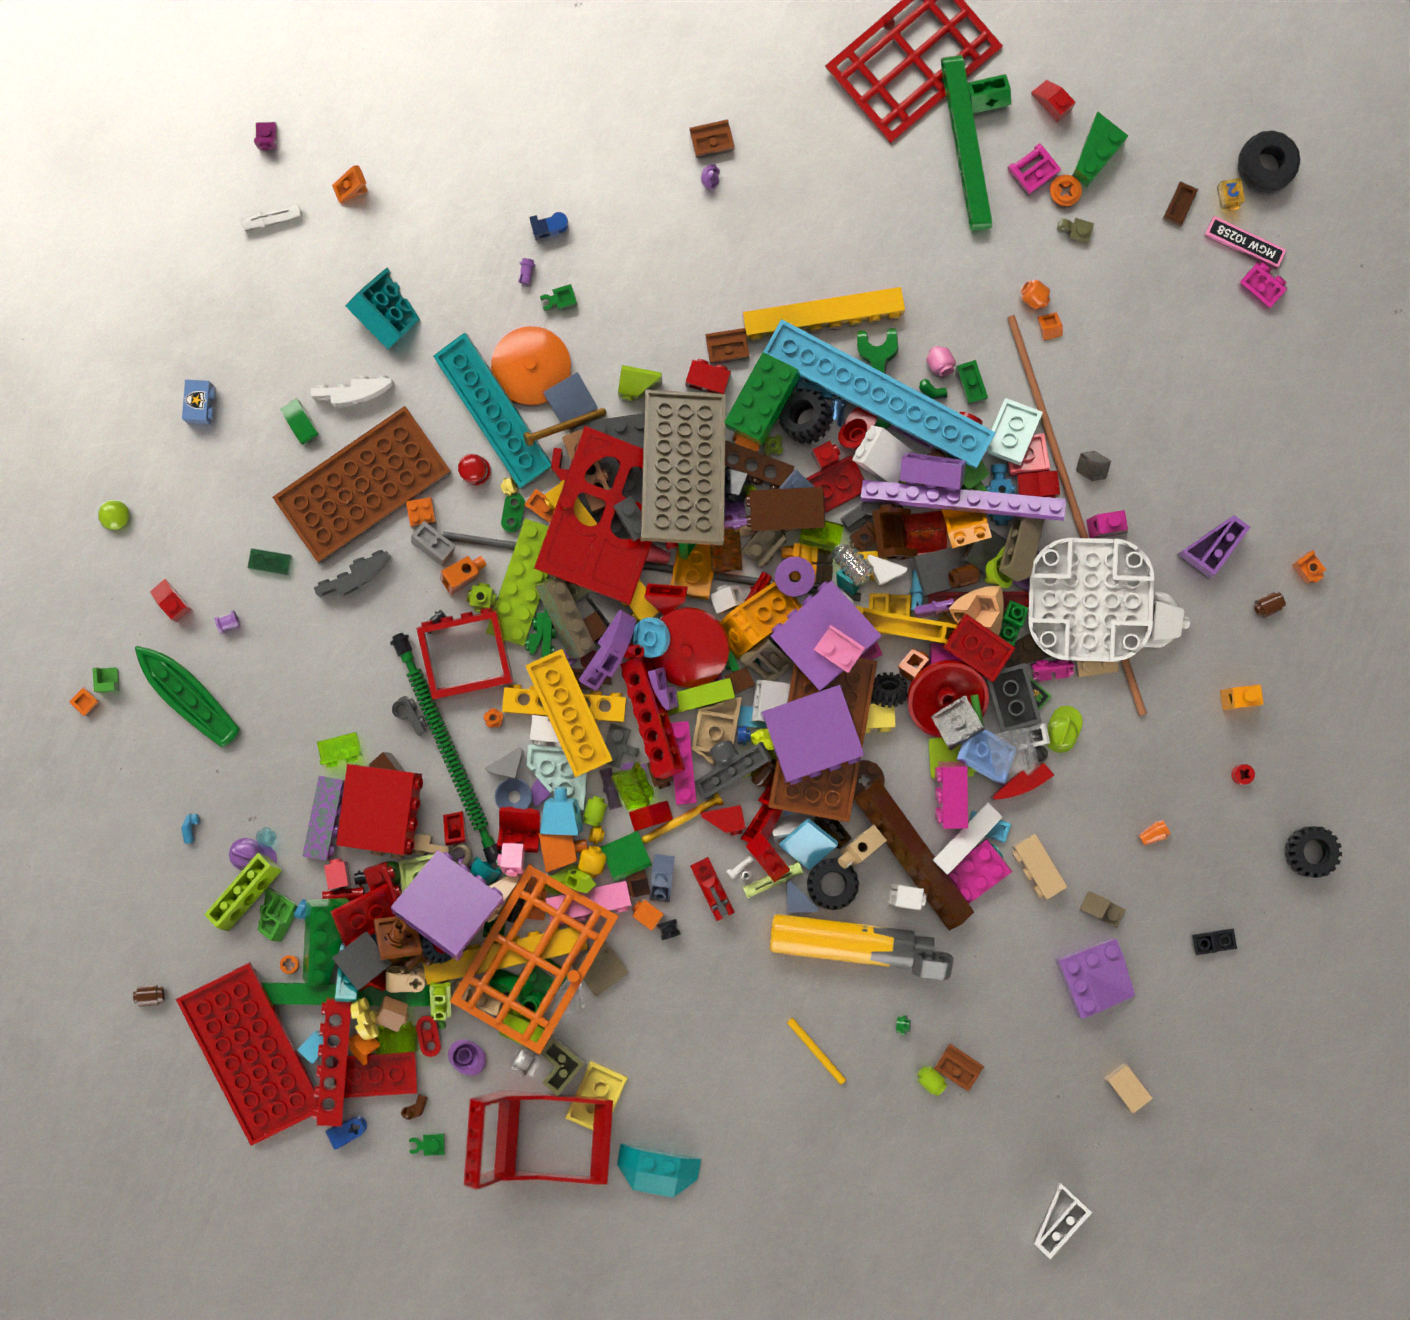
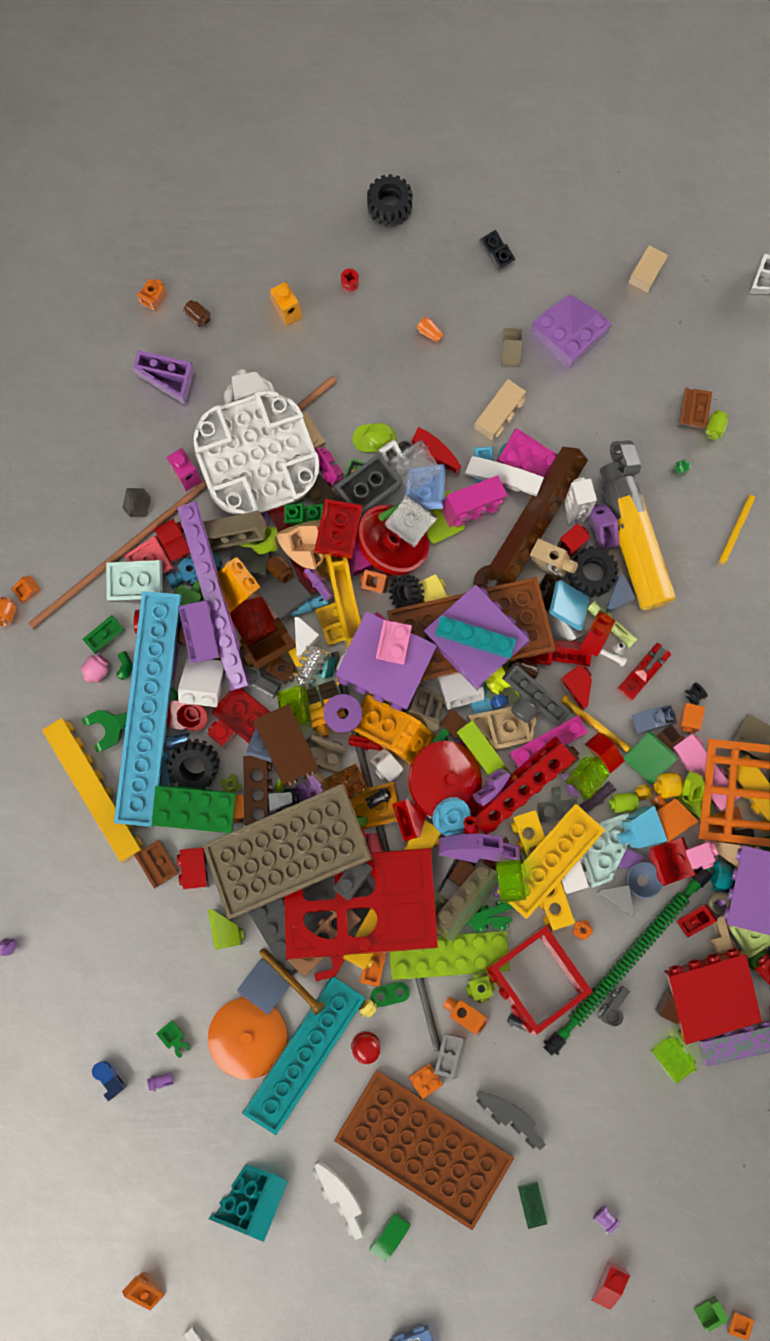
camera: 110 degrees left, 5 degrees down
(187, 696) = (690, 1227): green piece -> none
(565, 664) = (511, 881): none -> clear neon green brick
(698, 576) = (378, 798): none -> black pin
(811, 730) = (475, 637): none -> teal plate
(870, 877) = (574, 540): none -> red brick
(879, 914) = (601, 518): none -> medium lavender torso

